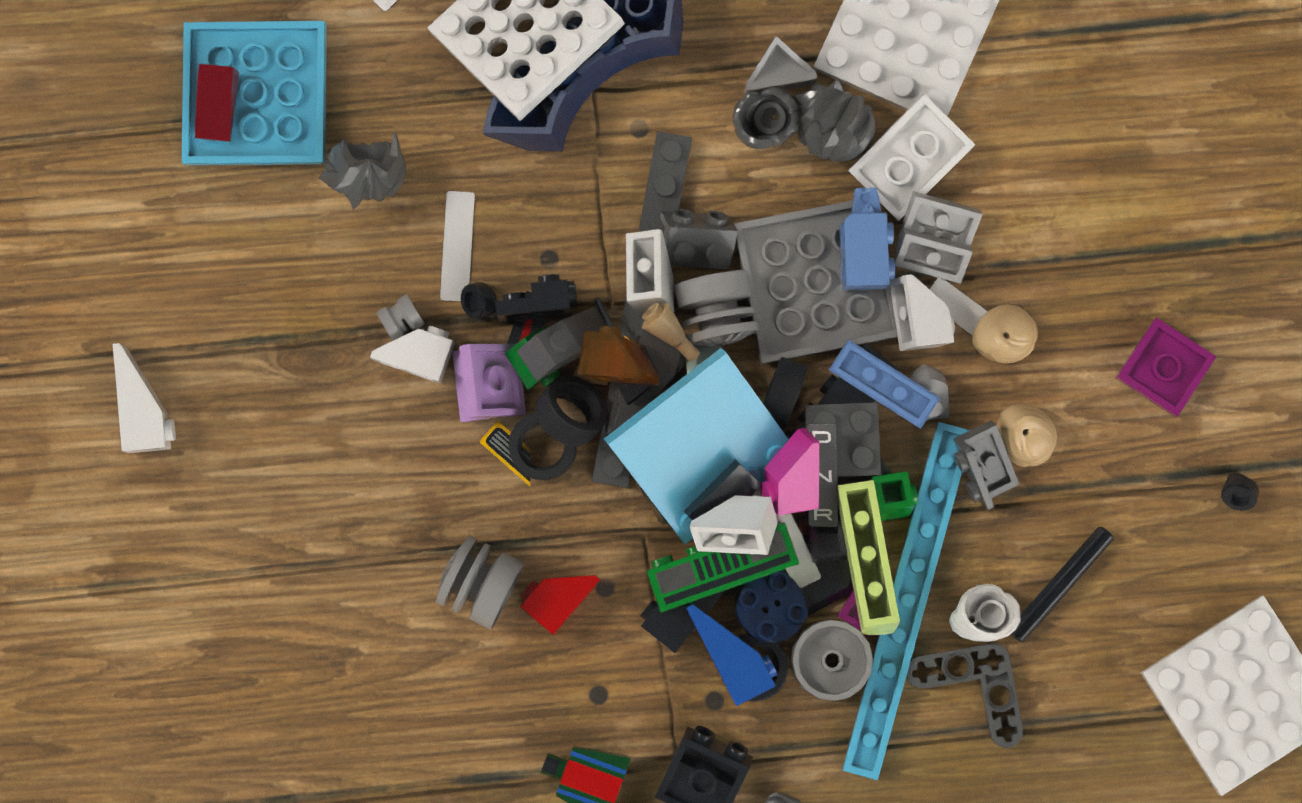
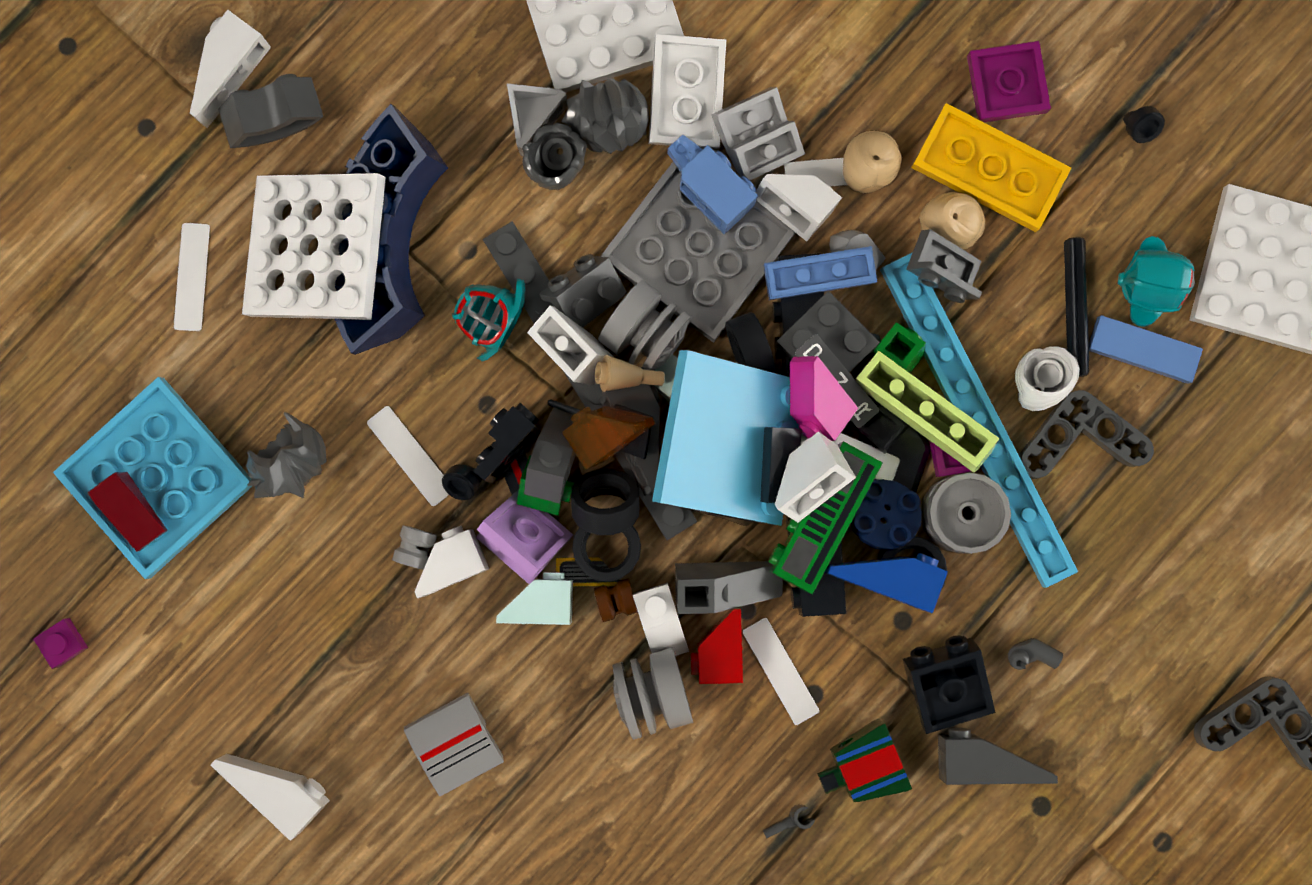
camera: 40 degrees left, 0 degrees up
(77, 155) = (60, 643): none -> magenta plate
(299, 489) = (453, 744): none -> light grey slope
(458, 443) = (541, 602): none -> light aqua slope
(493, 770) = (790, 822): none -> dark grey hand
(521, 494) = (623, 596): none -> reddish brown wheel
(534, 535) = (660, 619): none -> white slope
(589, 655) = (780, 671): none -> white sticker
(604, 552) = (723, 585): none -> dark grey slope
(610, 193) = (489, 315): none -> teal piece
(1083, 662) = (1145, 349): none -> medium blue tile
(1092, 420) = (991, 167): none -> yellow plate
(1136, 618) = (1155, 281): none -> teal piece

